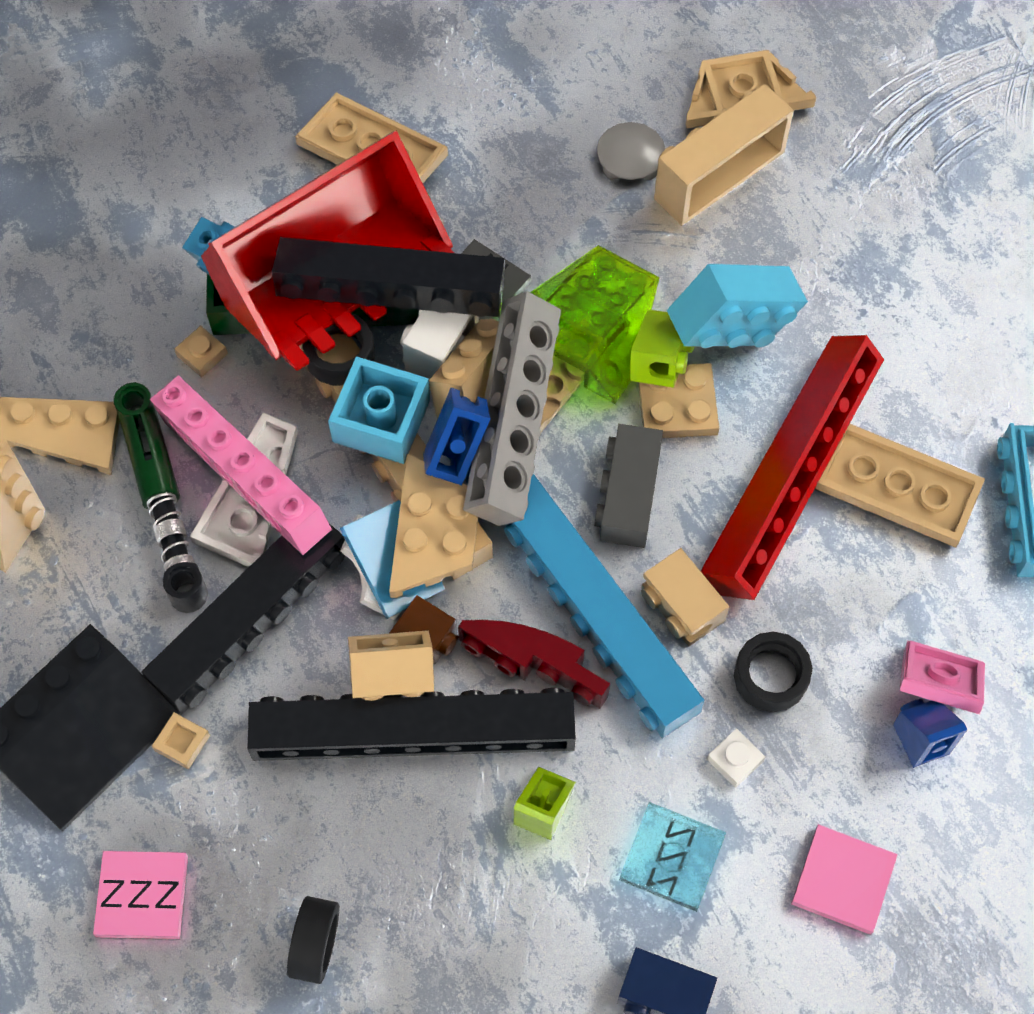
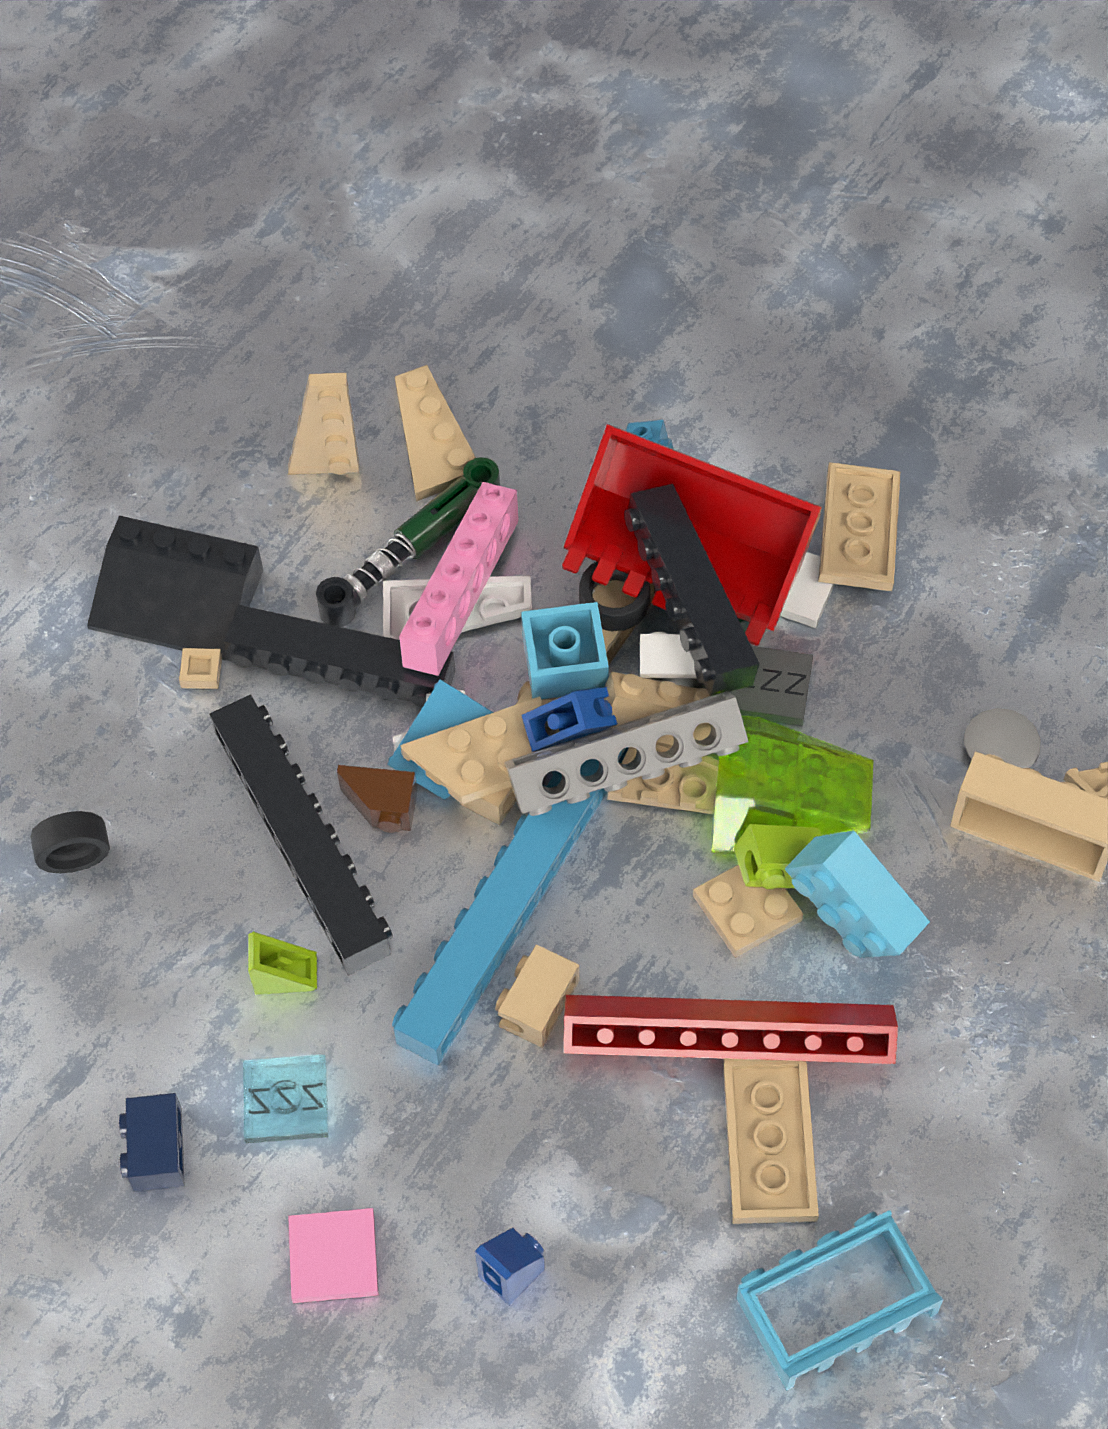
camera: 65 degrees right, 5 degrees down
(141, 895) = (59, 708): bright pink tile -> none
(201, 351) = (564, 502): tan plate -> none
(391, 665) = (332, 778): tan brick -> none
(522, 648) = (414, 895): dark red slope -> none
(629, 485) = (628, 900): dark grey brick -> none
(736, 758) = (406, 1112): white plate -> none
(777, 643) = (504, 1074): black tyre -> none
(943, 677) = (573, 1256): bright pink tile -> none

